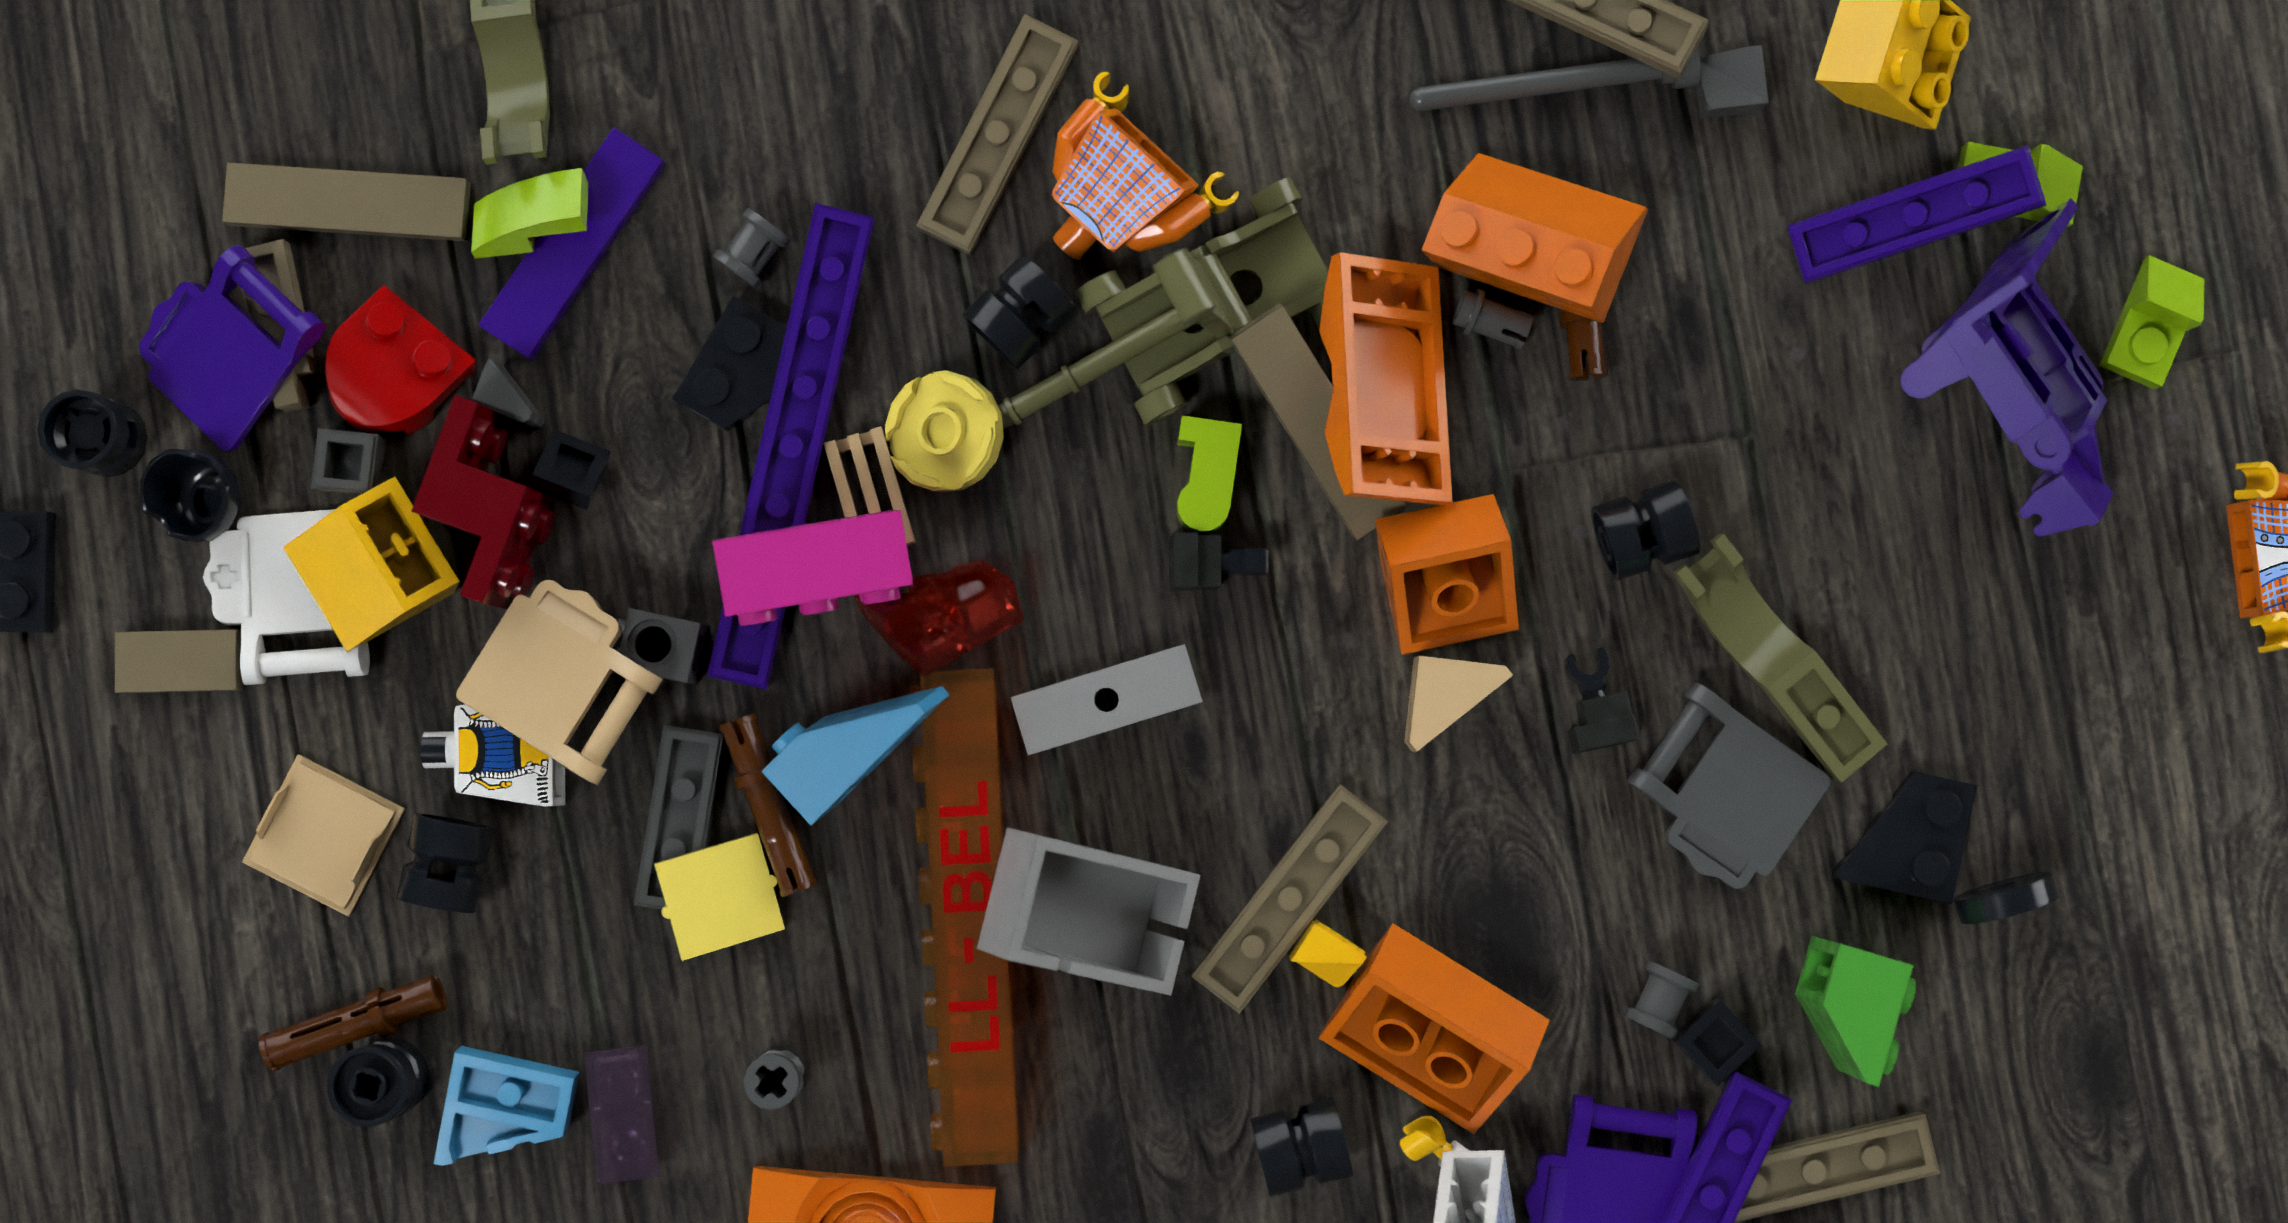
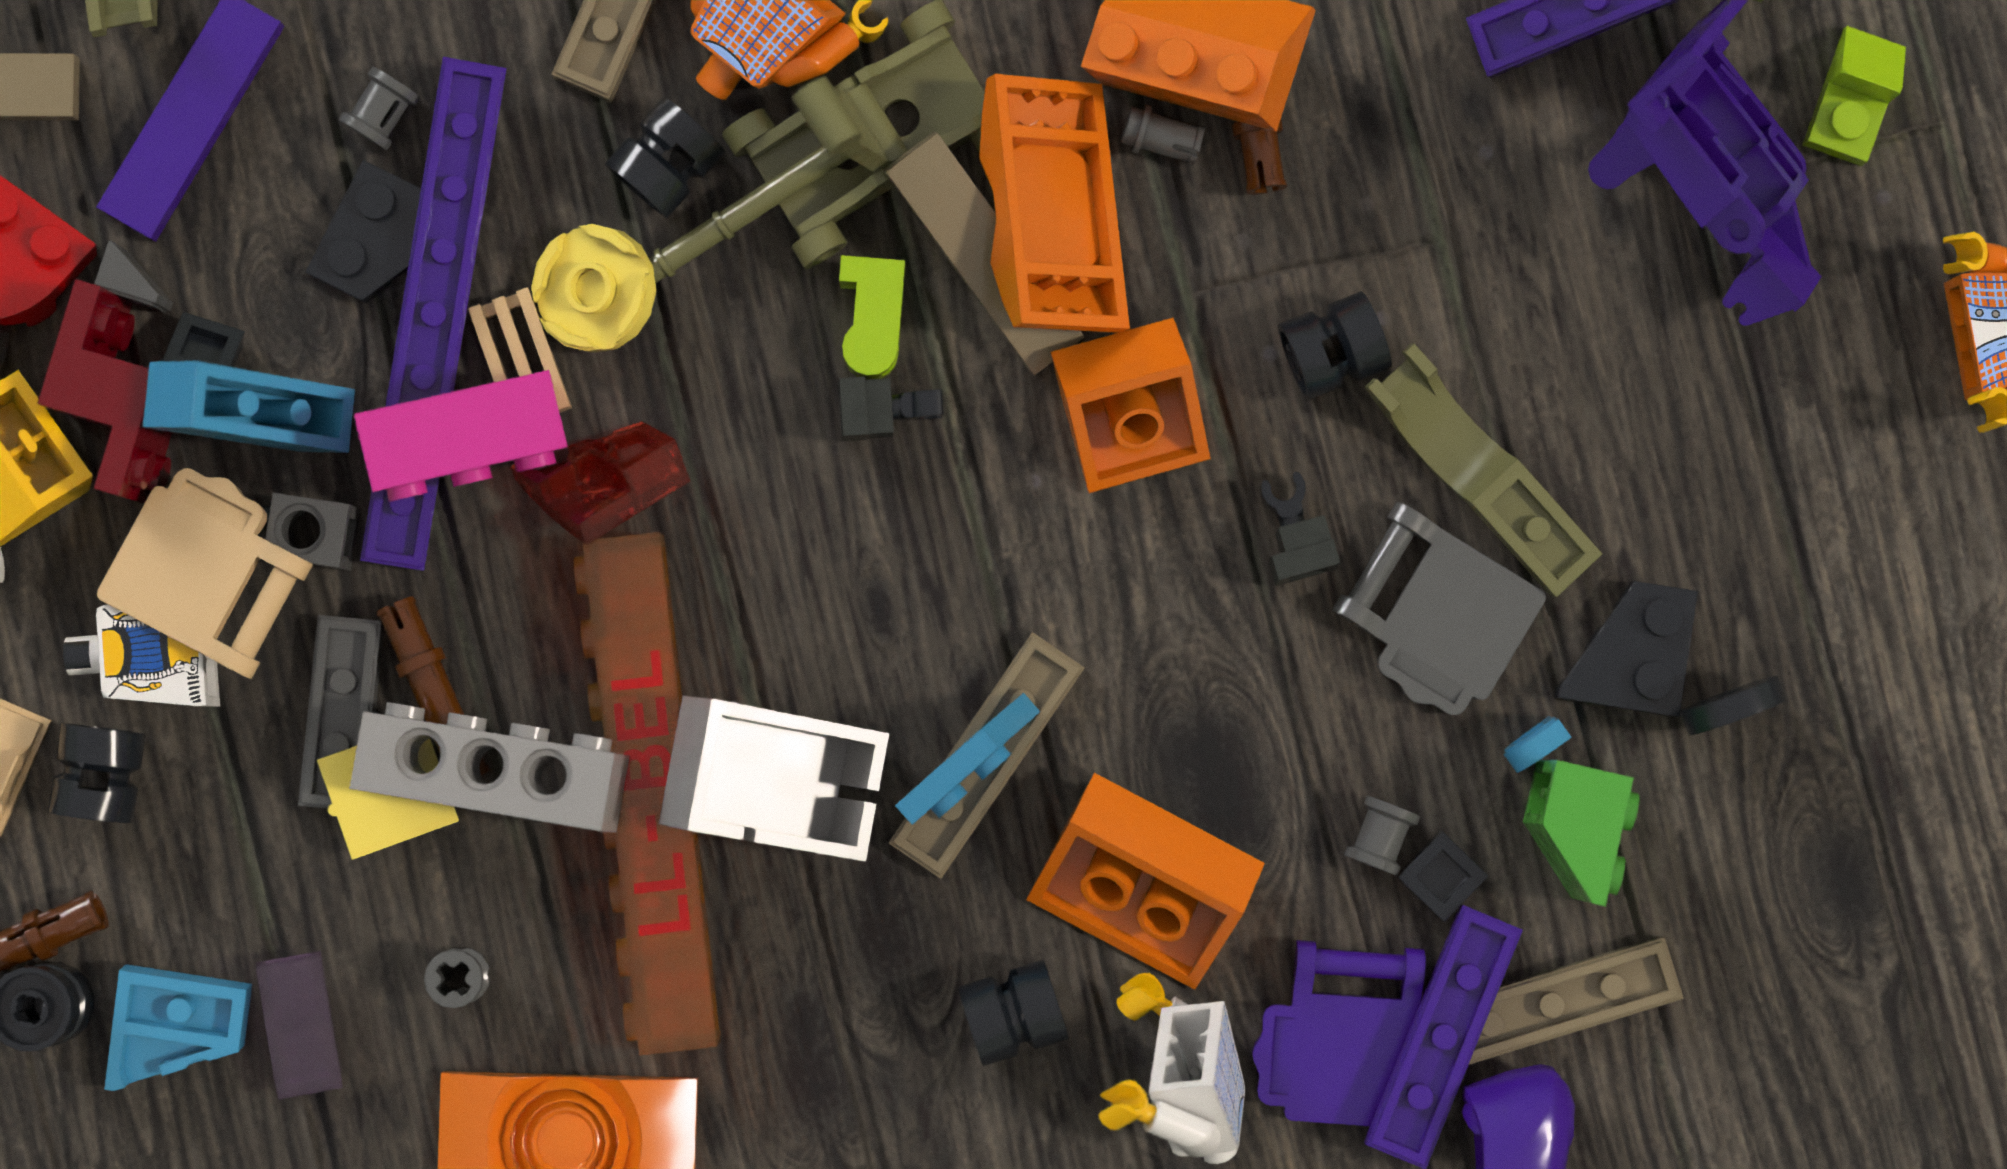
camera: 10 degrees left, 0 degrees up
(528, 209) = (145, 80): lime slope -> none
(610, 526) = (248, 407): none -> dark azure brick
(724, 878) = (390, 766): none -> light grey brick
(835, 754) = (498, 635): dark azure slope -> none
(1069, 710) = (743, 571): light grey tile -> none
(1286, 899) = (979, 754): none -> dark azure wing
(1327, 954) = (1029, 811): yellow slope -> none
(1444, 692) = (1135, 527): tan slope -> none
(1815, 921) = (1536, 743): none -> dark azure tile

